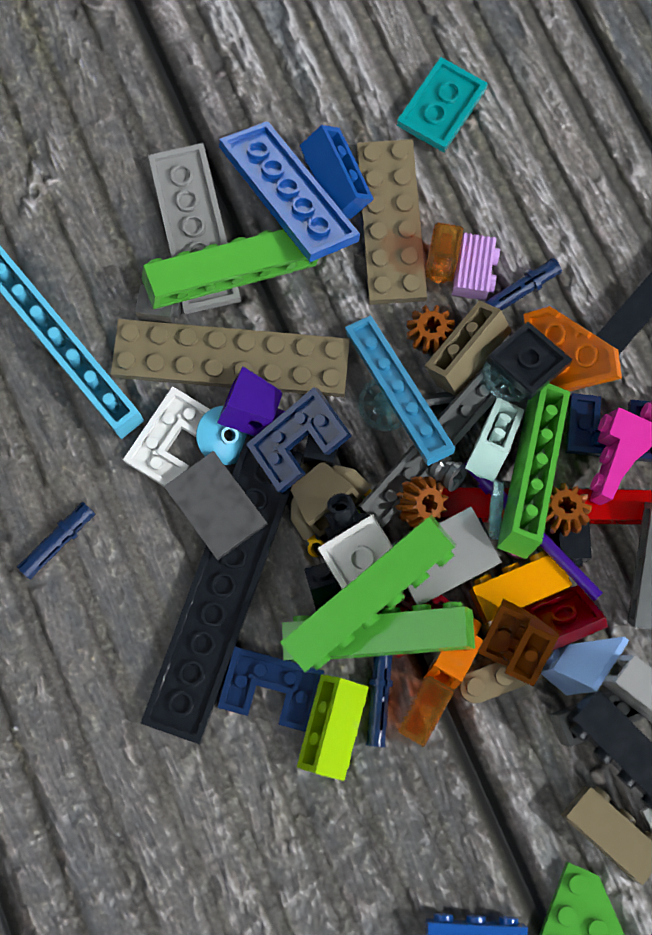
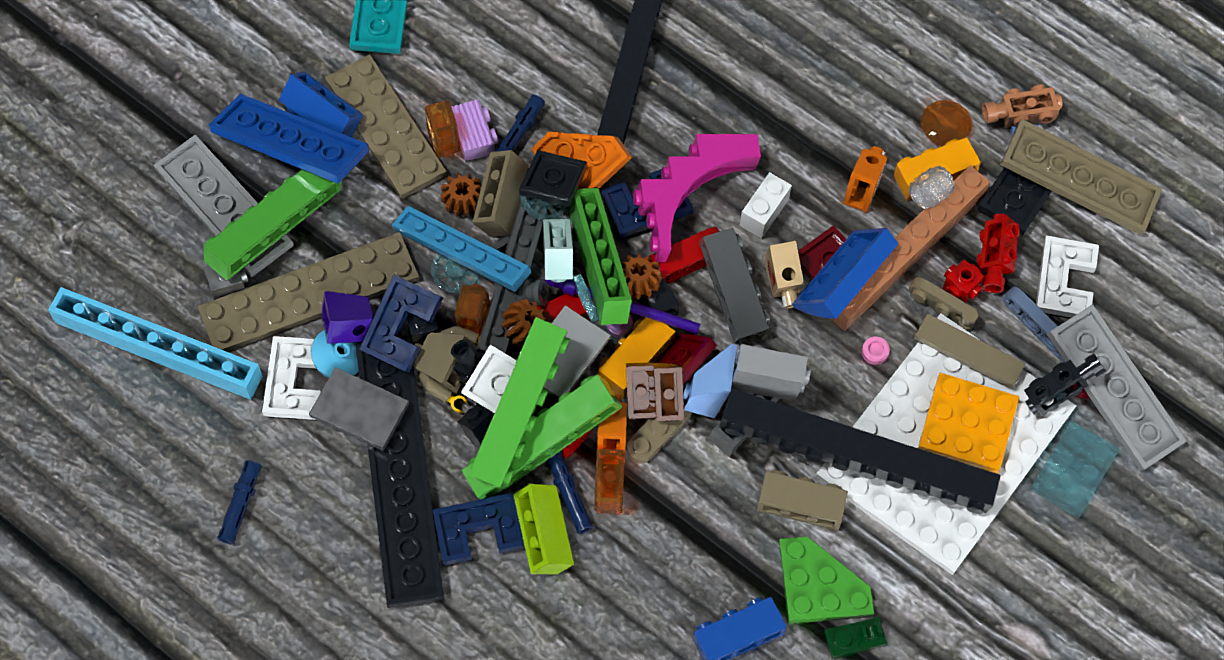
camera: 30 degrees left, 10 degrees down
(377, 458) = (472, 307): none -> clear orange brick

